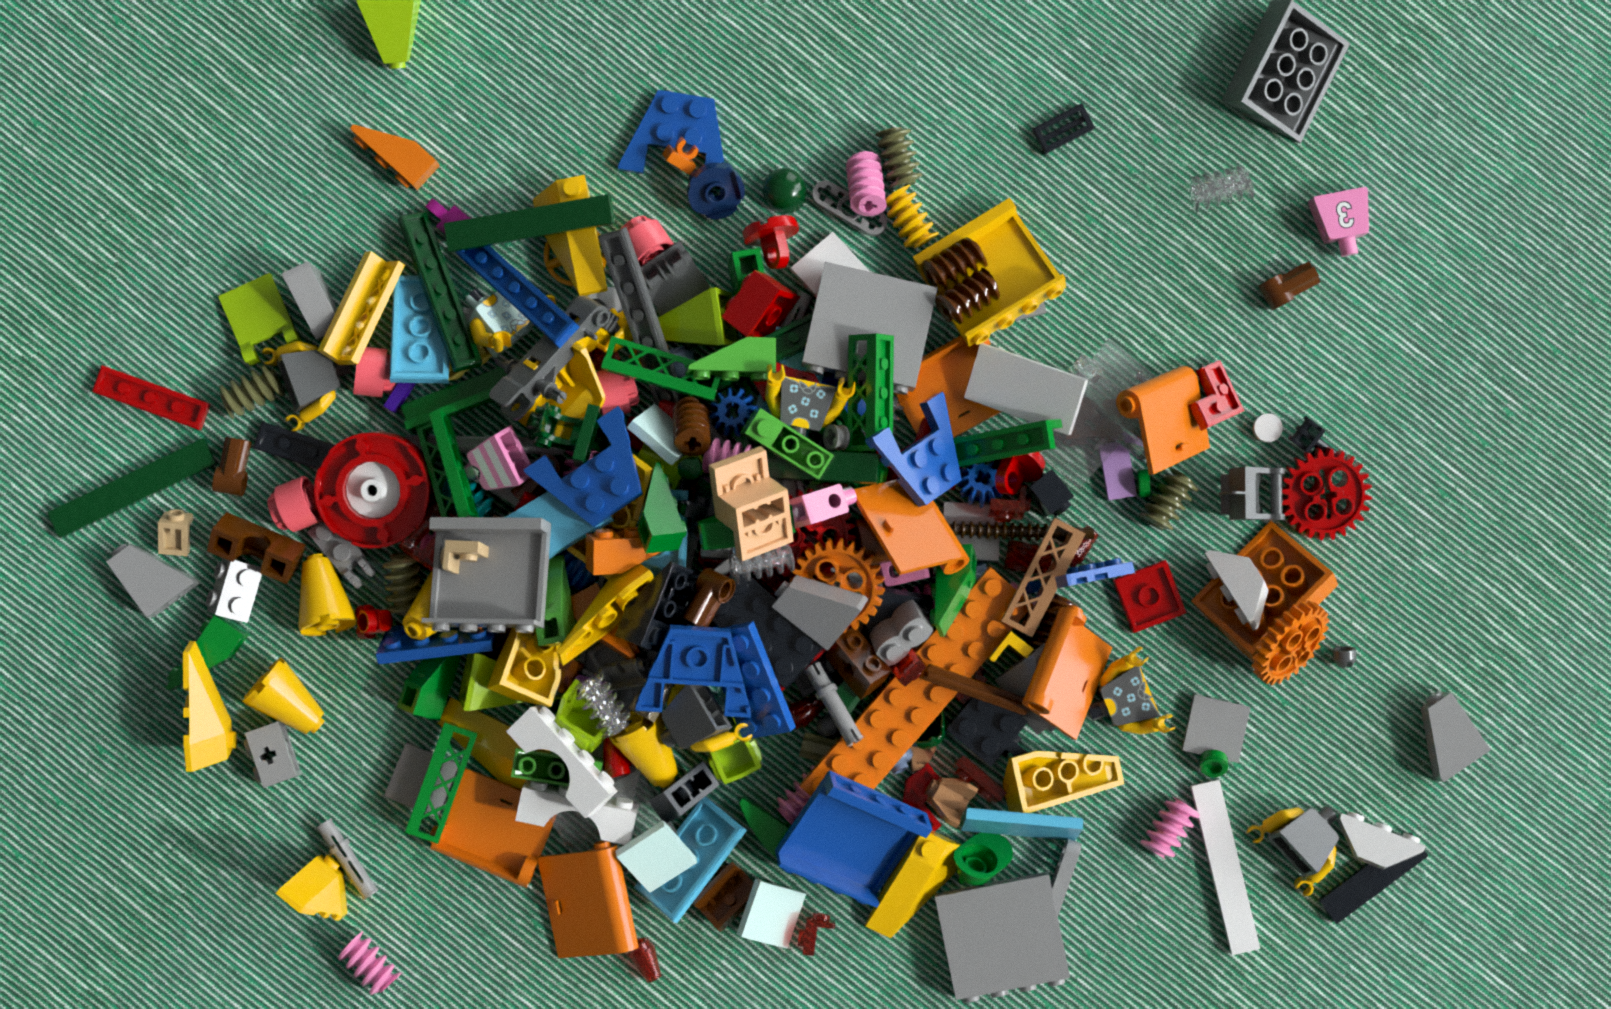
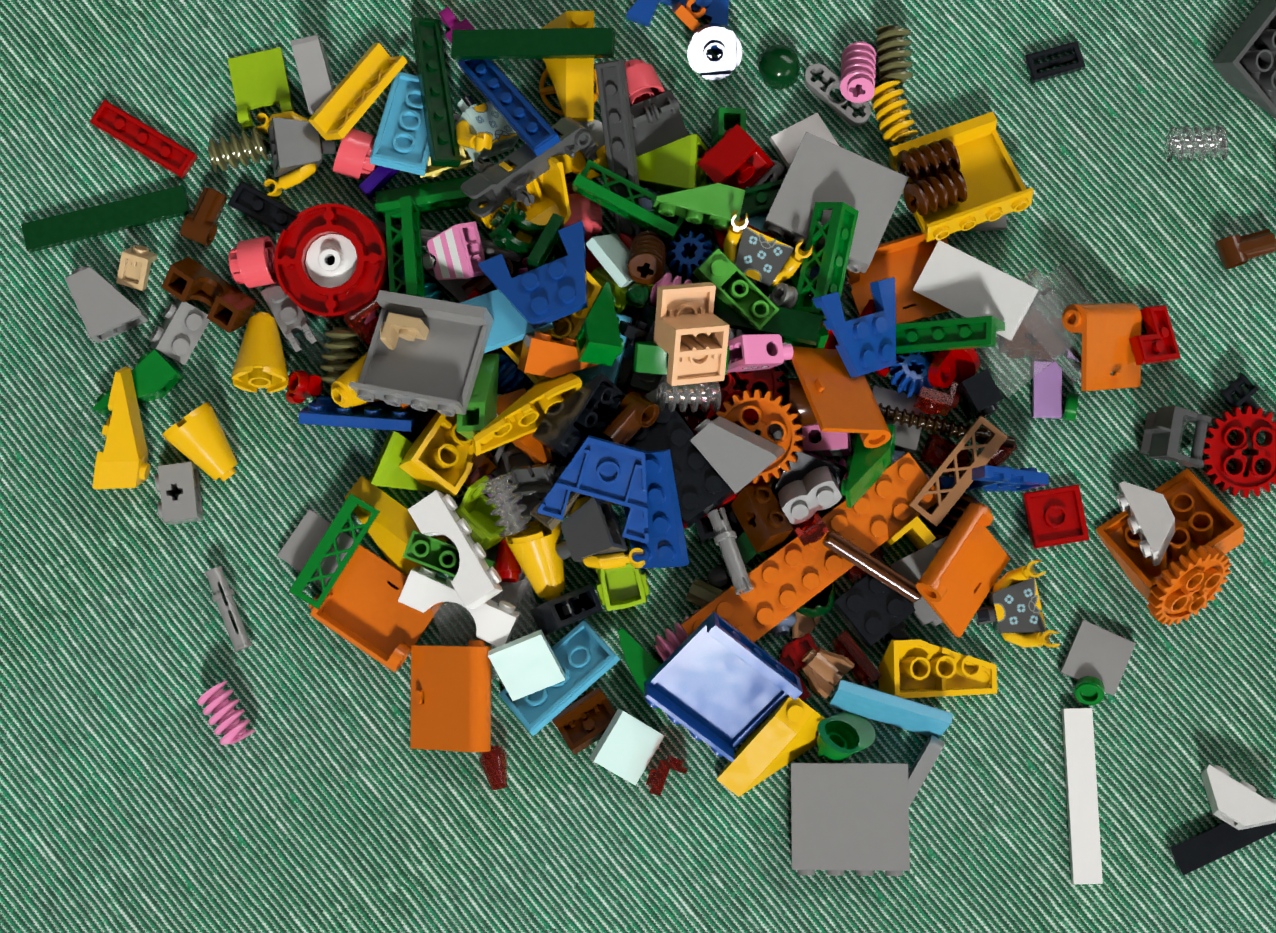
camera: 20 degrees right, 5 degrees down
(317, 889) = (192, 626): yellow wedge -> none
(429, 687) = (344, 457): green slope -> none
(772, 238) = (759, 103): red tile -> none
(805, 711) = (701, 557): clear red cone -> none
(1169, 500) = (1091, 426): olive piece -> none
(1170, 828) = (1034, 744): bright pink piece -> none
(1267, 428) = (1200, 379): white tile -> none
(1304, 841) = (1167, 785): torso -> none
(1344, 656) = (1237, 613): dark grey hinge -> none

